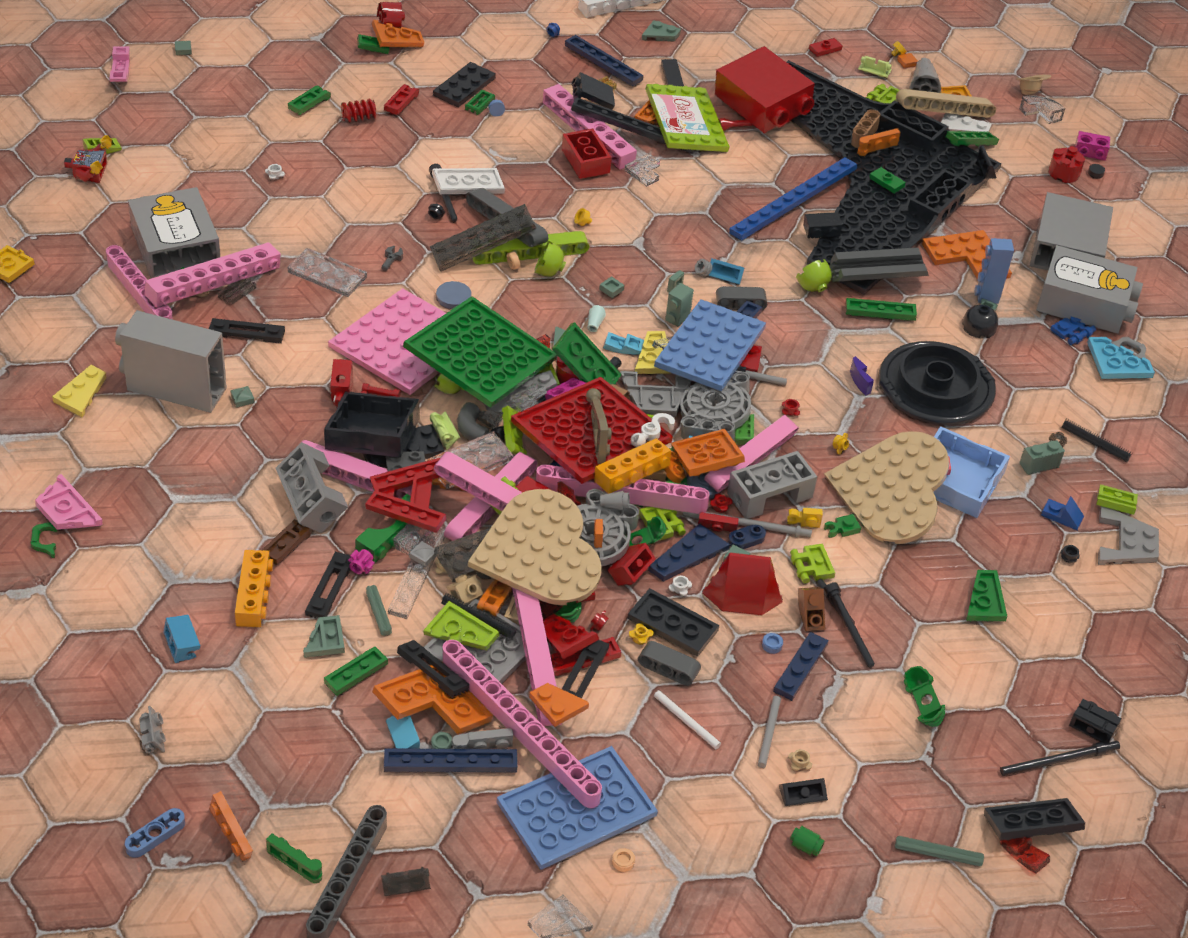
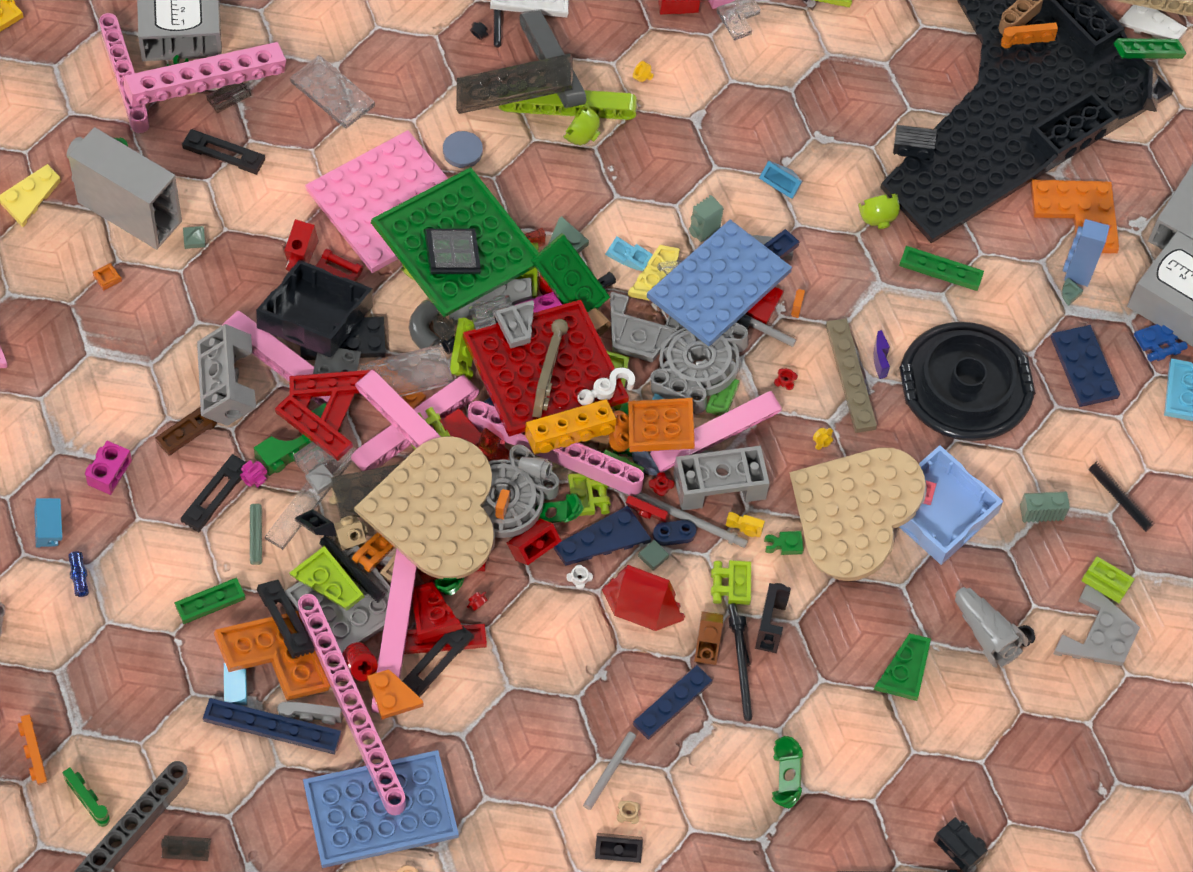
camera: 15 degrees right, 15 degrees up
(173, 439) = (107, 276): none -> orange tile
(223, 583) = (113, 468): none -> dark pink brick
(224, 674) = (78, 574): none -> clear blue pin
(252, 588) = (135, 480): light orange brick -> none
(325, 638) = (191, 555): sand green wing -> none
(391, 257) = (409, 76): dark grey bar -> none
(435, 586) = (316, 523): none -> black slope
(441, 741) = (269, 702): sand green tile -> none
(444, 429) = (394, 327): yellowish green hinge -> none
(481, 356) = (452, 251): none -> clear piece
(513, 260) = (542, 117): light nougat tile -> none
(518, 684) = (360, 661): none -> red piece
(555, 399) = (516, 323): none -> light grey wing
(595, 317) = (610, 212): light aqua cone -> none
(611, 287) = (642, 175): sand green plate -> none
(640, 634) = (516, 631): yellow plate -> none
(669, 663) = (533, 667): dark grey beam -> none
(673, 622) = (555, 619): black plate -> none
(676, 278) = (717, 183): sand green tile -> none
(687, 719) = (531, 740): white bar -> none
(699, 267) = (756, 169): light grey bush -> none
(735, 297) = (777, 218): dark grey beam -> none
(772, 643) = (652, 668): medium blue tile -> none
(777, 352) = (797, 303): none -> orange tile
(792, 199) = (899, 92): blue plate -> none
(842, 396) = (851, 375): none -> dark tan plate
(860, 590) = (768, 634): none -> black panel
(877, 264) = (958, 212): dark grey piece -> none
(887, 180) = (1019, 90): green plate -> none
(980, 321) = (1052, 309): black cylinder -> none
(1023, 356) = (1085, 366): none -> dark blue plate
(1042, 551) = (994, 633): none -> light grey cone
(1063, 440) = (1074, 488): clear smoke plate -> none
(1067, 514) = (1041, 583): blue slope -> none

